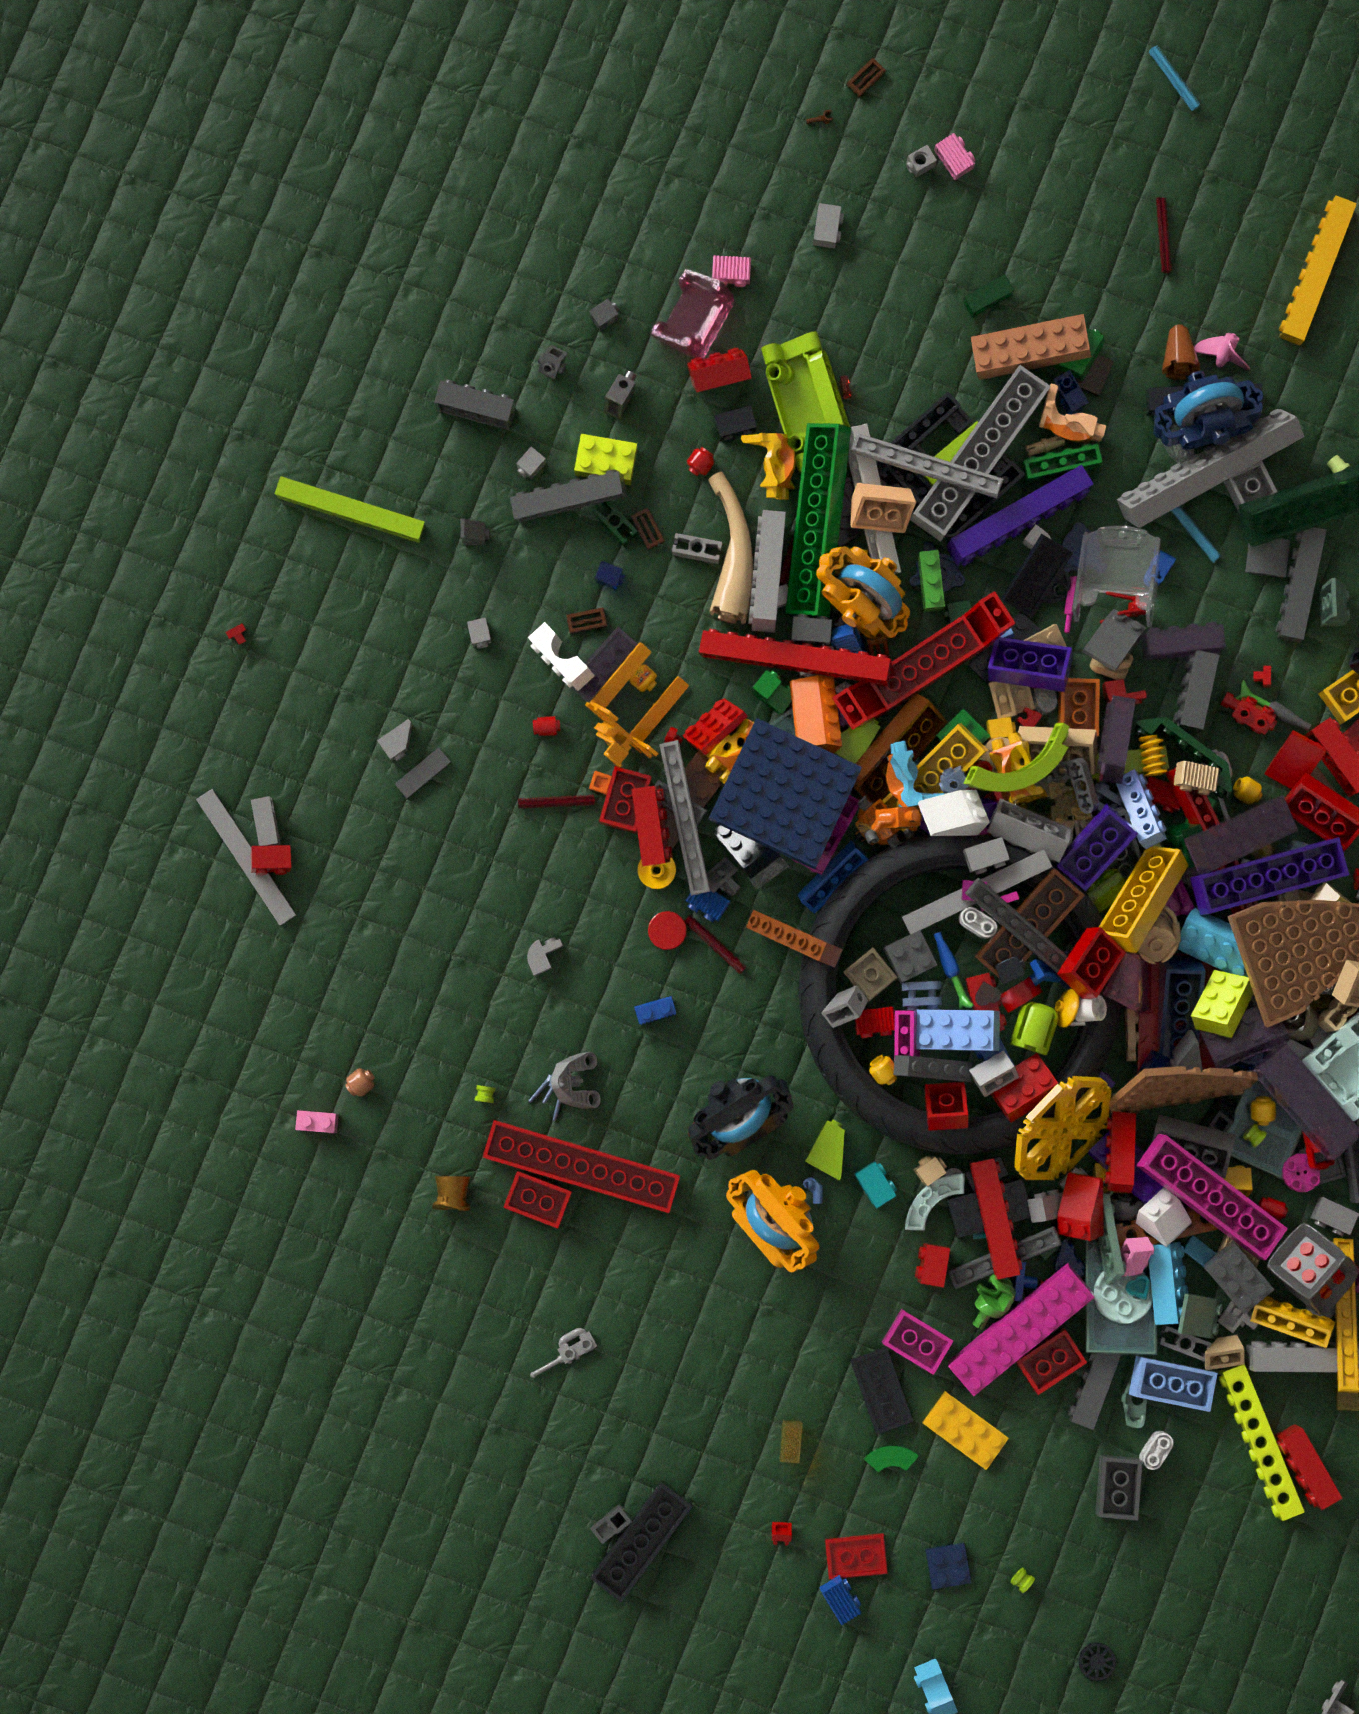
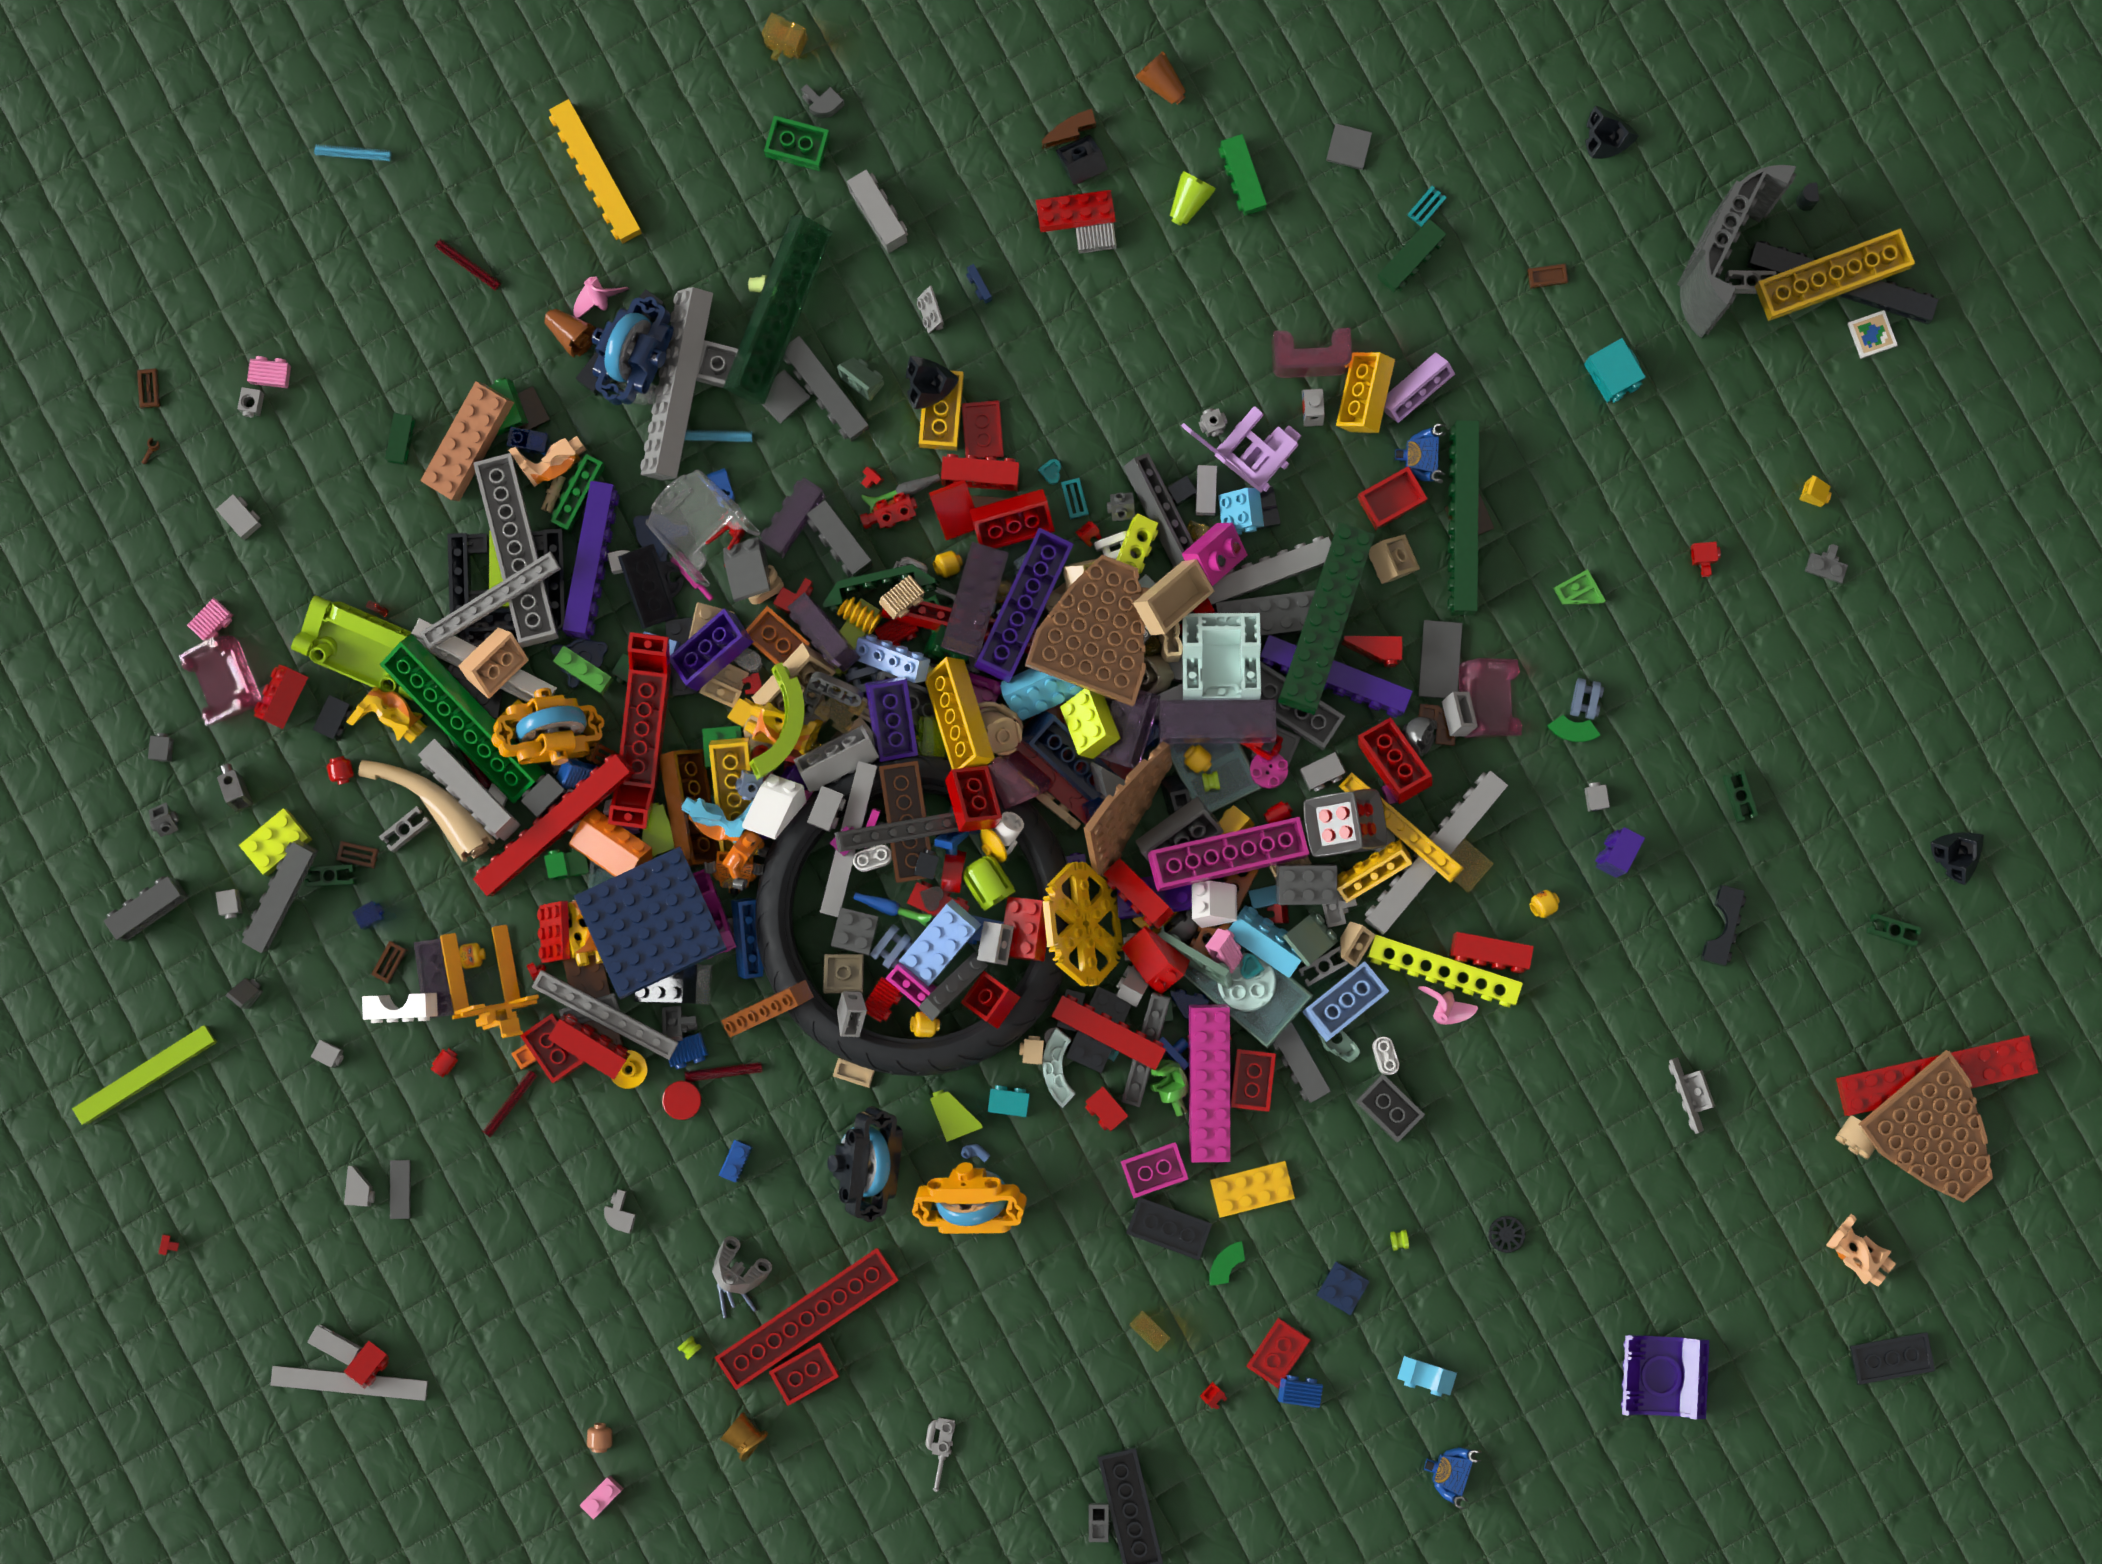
camera: 50 degrees left, 0 degrees up
(797, 1045) = (853, 1073): none -> tan tile
(1197, 1275) = (1281, 913): none -> red tile
(1233, 1471) = (1448, 1010): none -> bright pink piece

